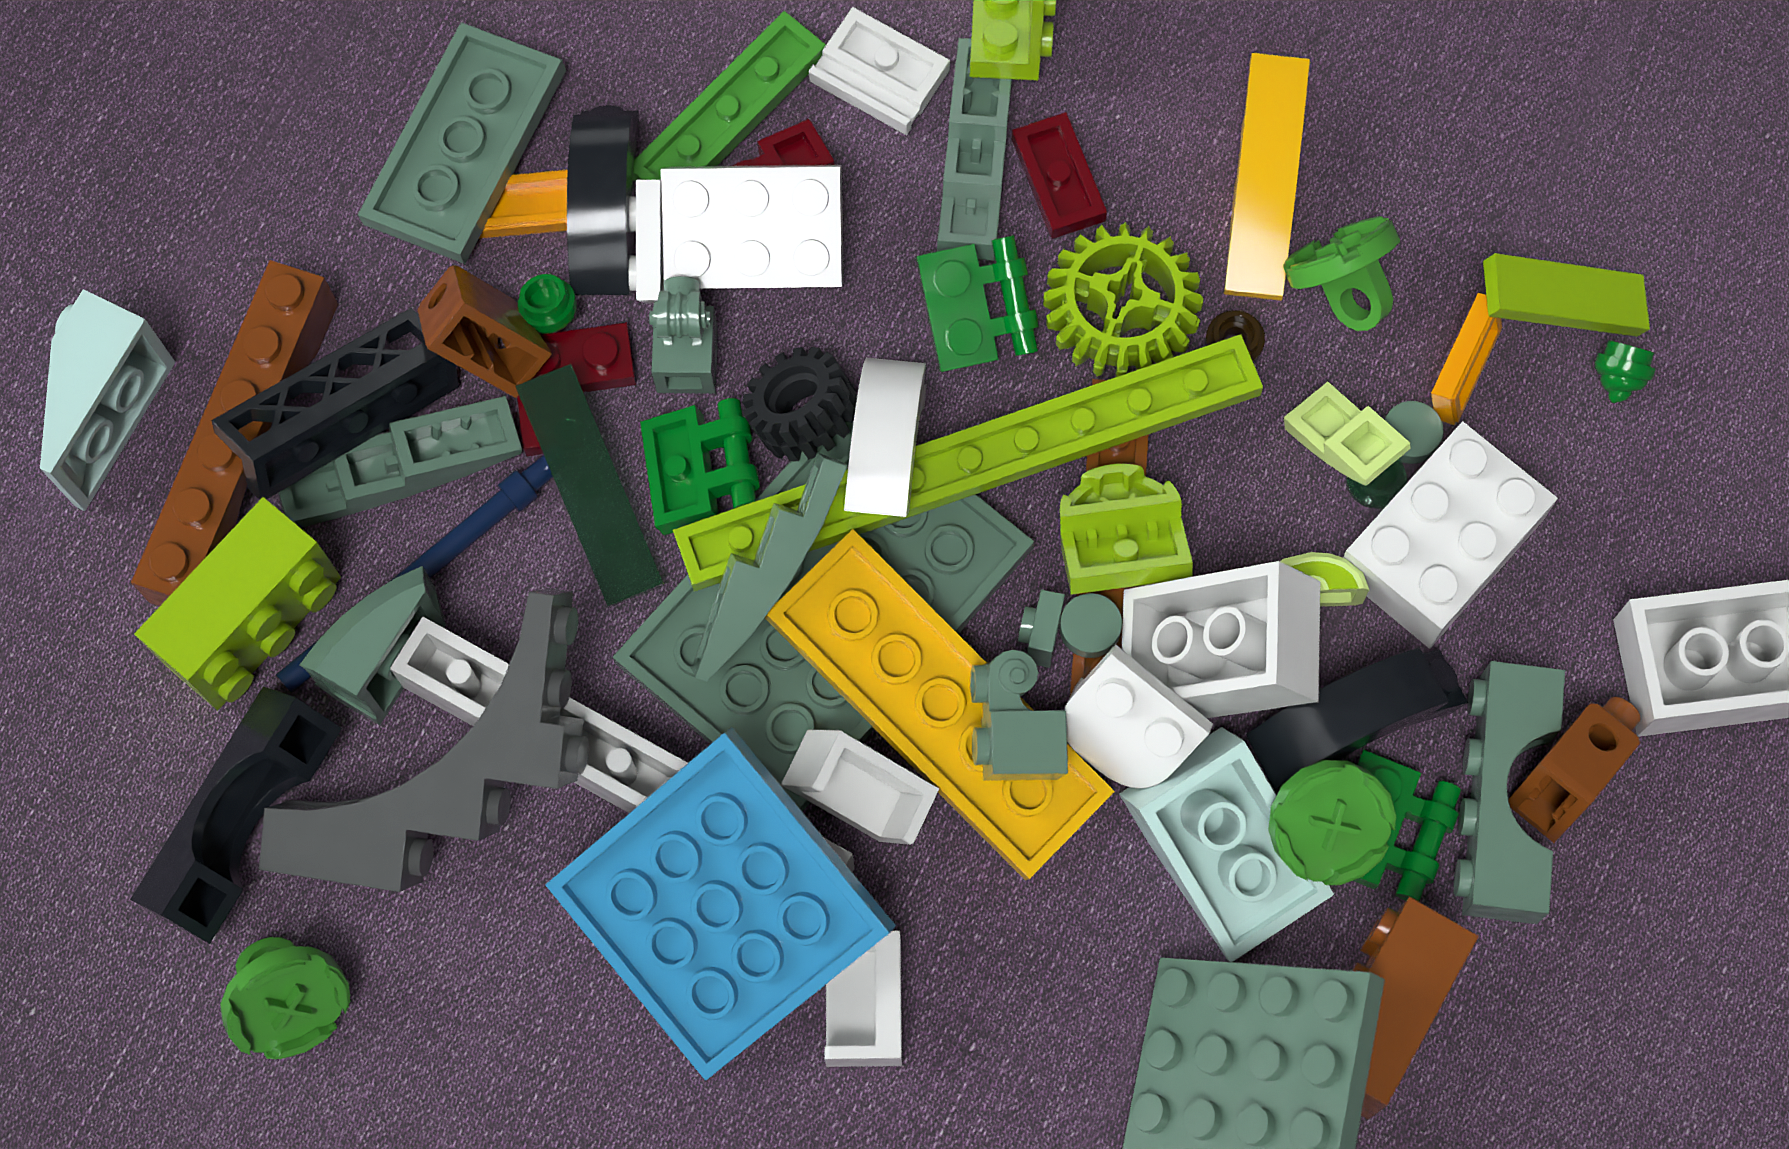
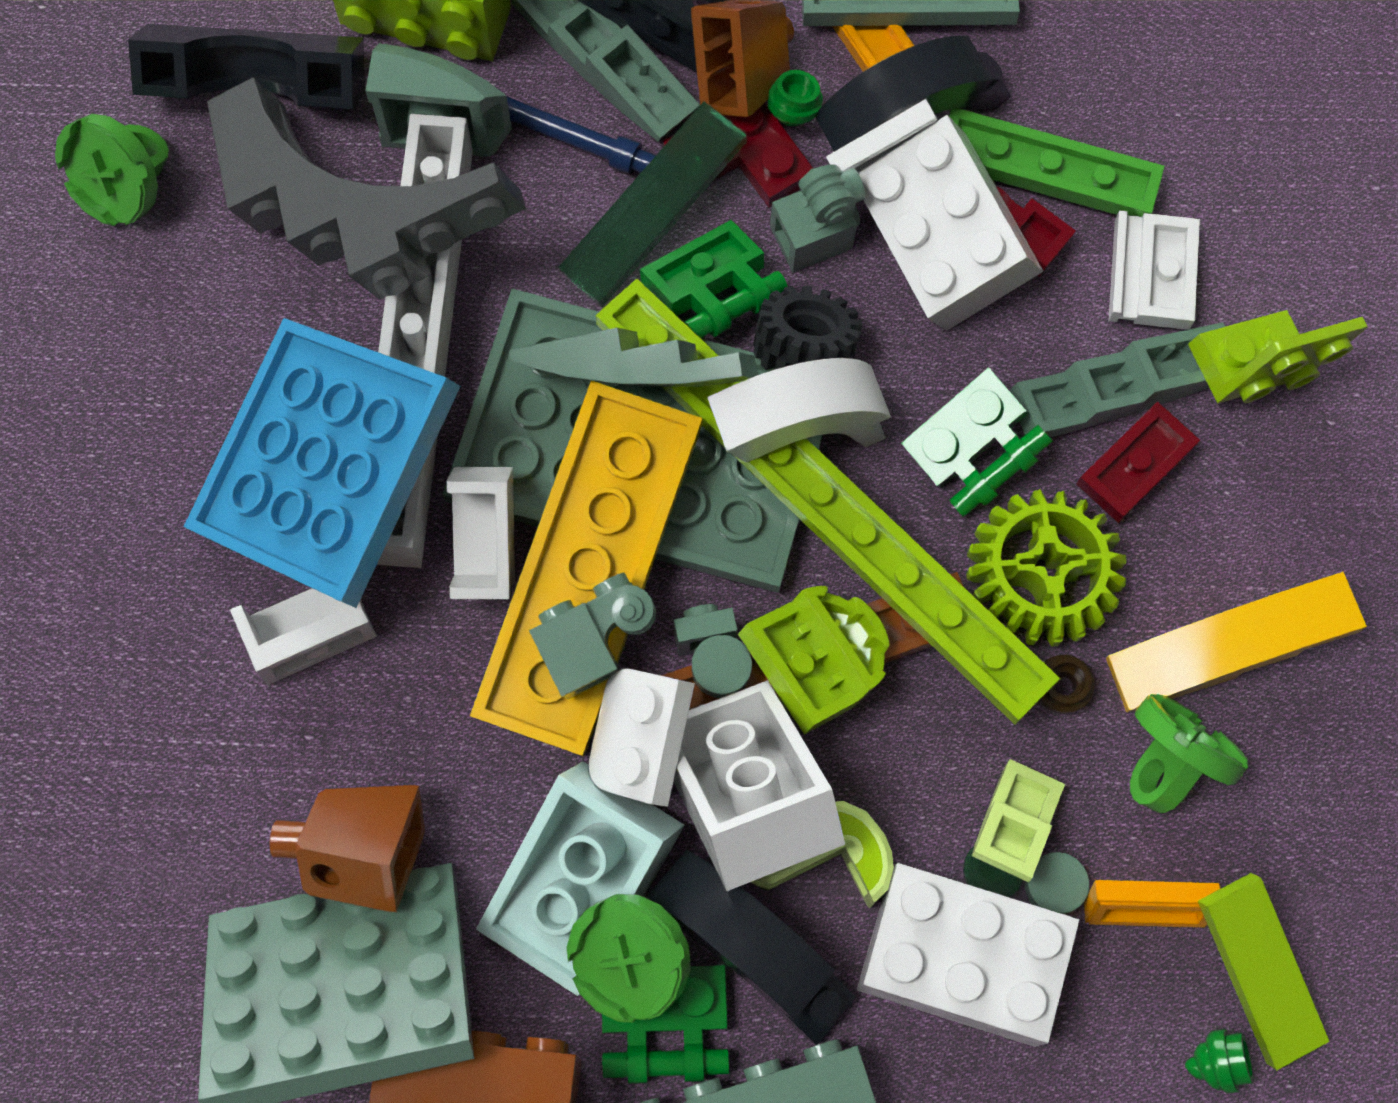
camera: 60 degrees right, 0 degrees up
(1112, 1032) = (355, 844): none -> dark orange torso

